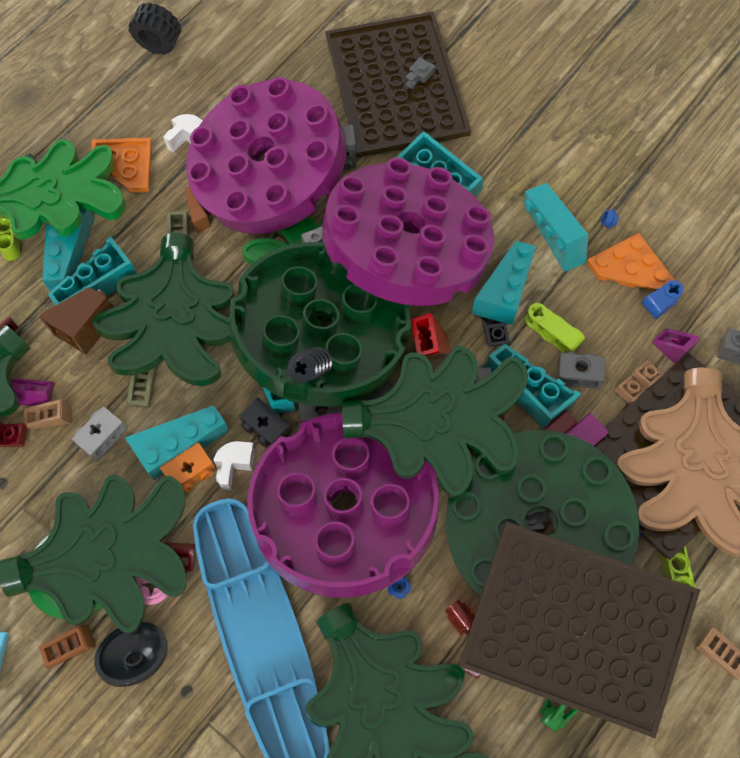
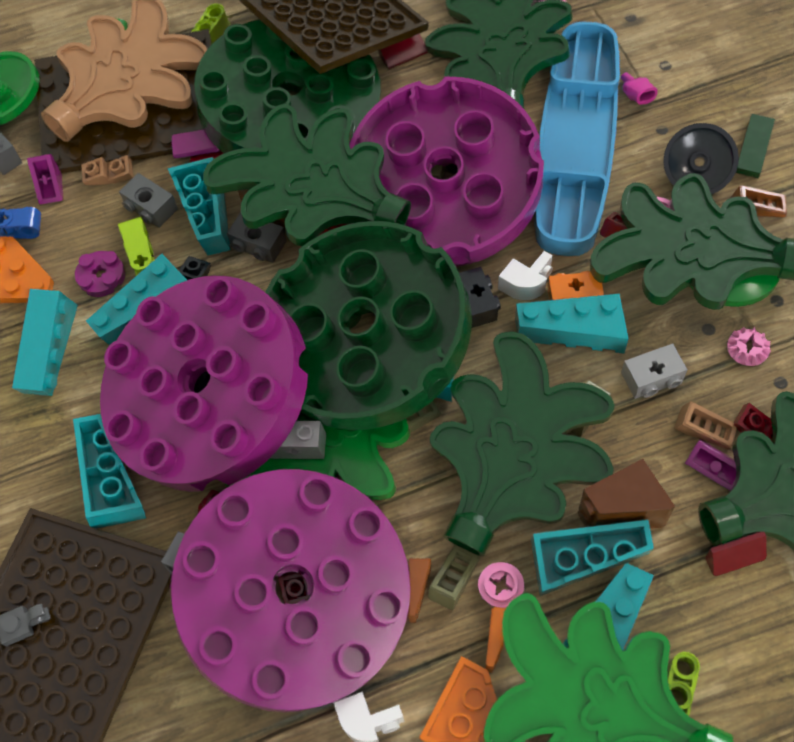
camera: 145 degrees left, 5 degrees down
(41, 504) = (737, 347): none -> bright pink gear
(91, 715) = (755, 145): none -> dark green tile
(131, 214) = (495, 638): none -> orange slope
(137, 237) = (495, 573): none -> bright pink gear
(226, 722) = (638, 89): none -> dark pink piece
(309, 364) = (405, 249): black piece -> none
(430, 337) = (268, 261): red slope -> none
(460, 617) = (400, 71): clear red brick -> none
(570, 288) = (92, 263): none -> magenta plate

